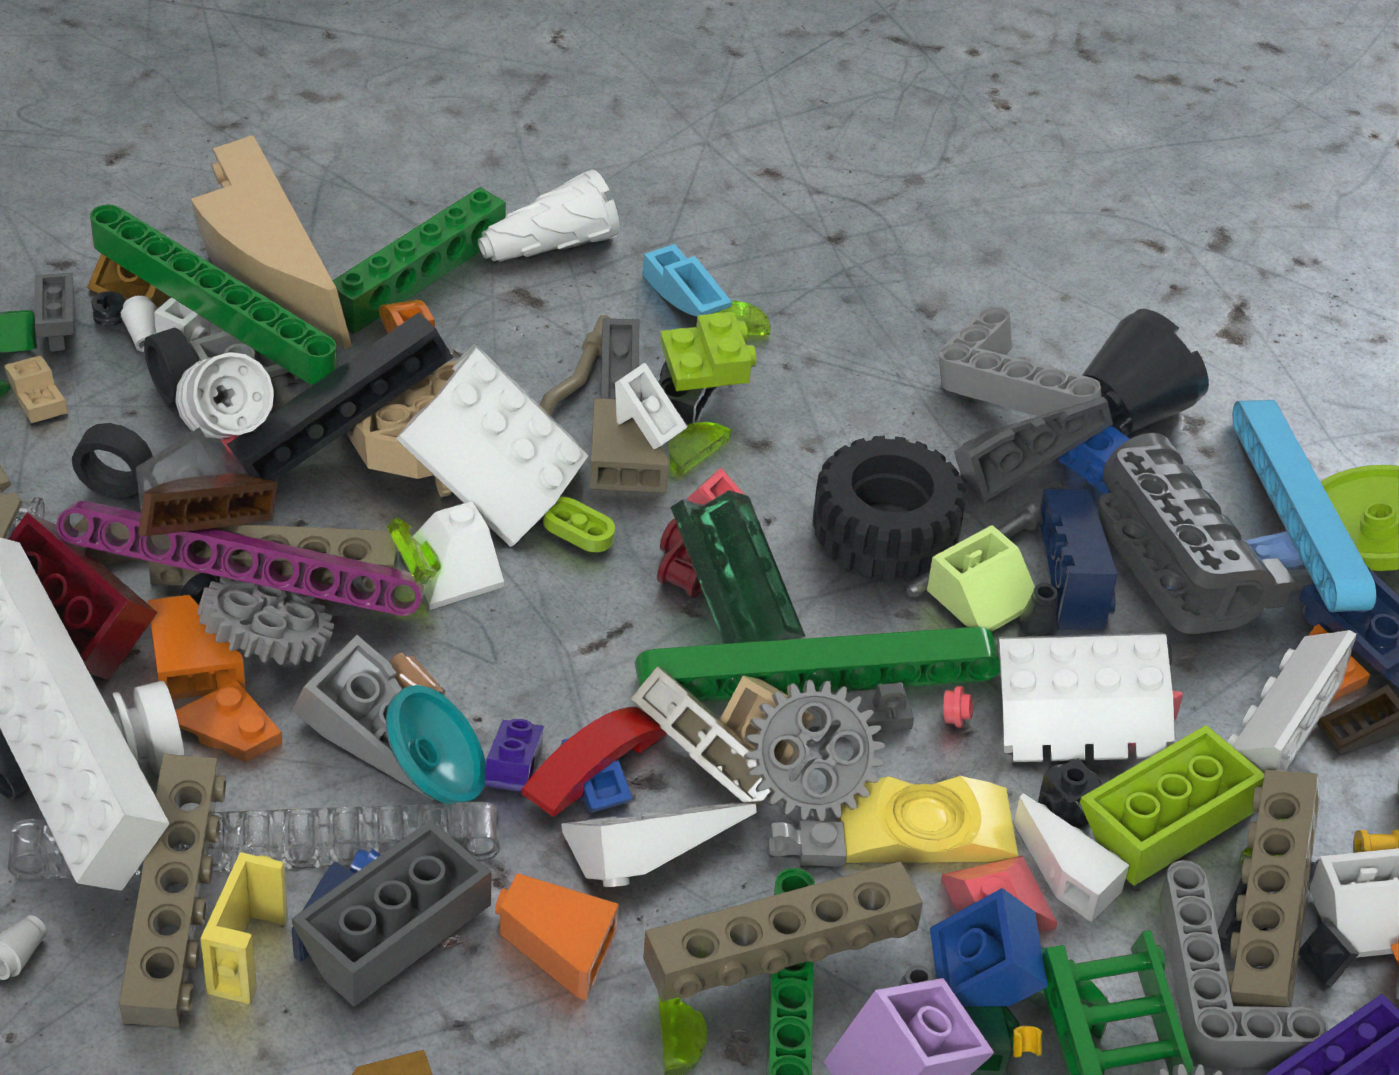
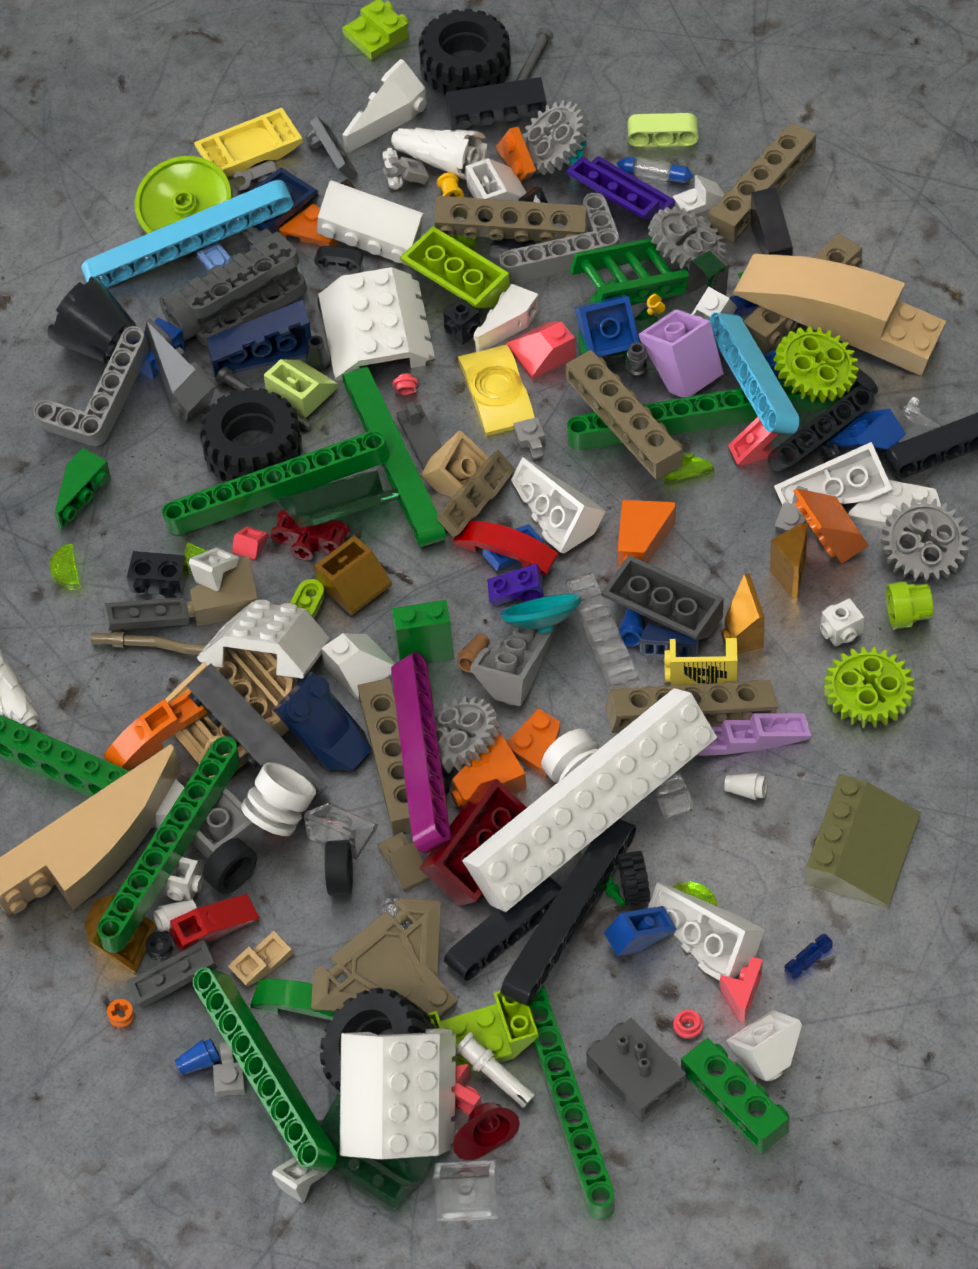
camera: 95 degrees left, 10 degrees up
(32, 255) = (115, 1019): none -> orange bush
(95, 1012) = (758, 733): none -> lavender slope
(103, 343) = (212, 921): none -> red slope
(207, 503) = (393, 771): reddish brown slope -> none
(320, 1018) = (745, 618): none -> pearl gold slope
(350, 477) = (323, 724): none -> dark blue slope
(419, 558) = (379, 665): clear neon green tile -> none
(465, 615) = (424, 630): none -> green slope
(600, 570) = (352, 575): none -> pearl gold slope
(684, 282) = (43, 597): medium azure slope -> none
(710, 353) = (136, 551): lime plate -> none
(794, 522) = (275, 482): none -> green beam
(842, 776) = (483, 427): light grey gear -> none
(865, 342) = (80, 482): none -> green slope
(1239, 679) = (338, 259): none -> black beam

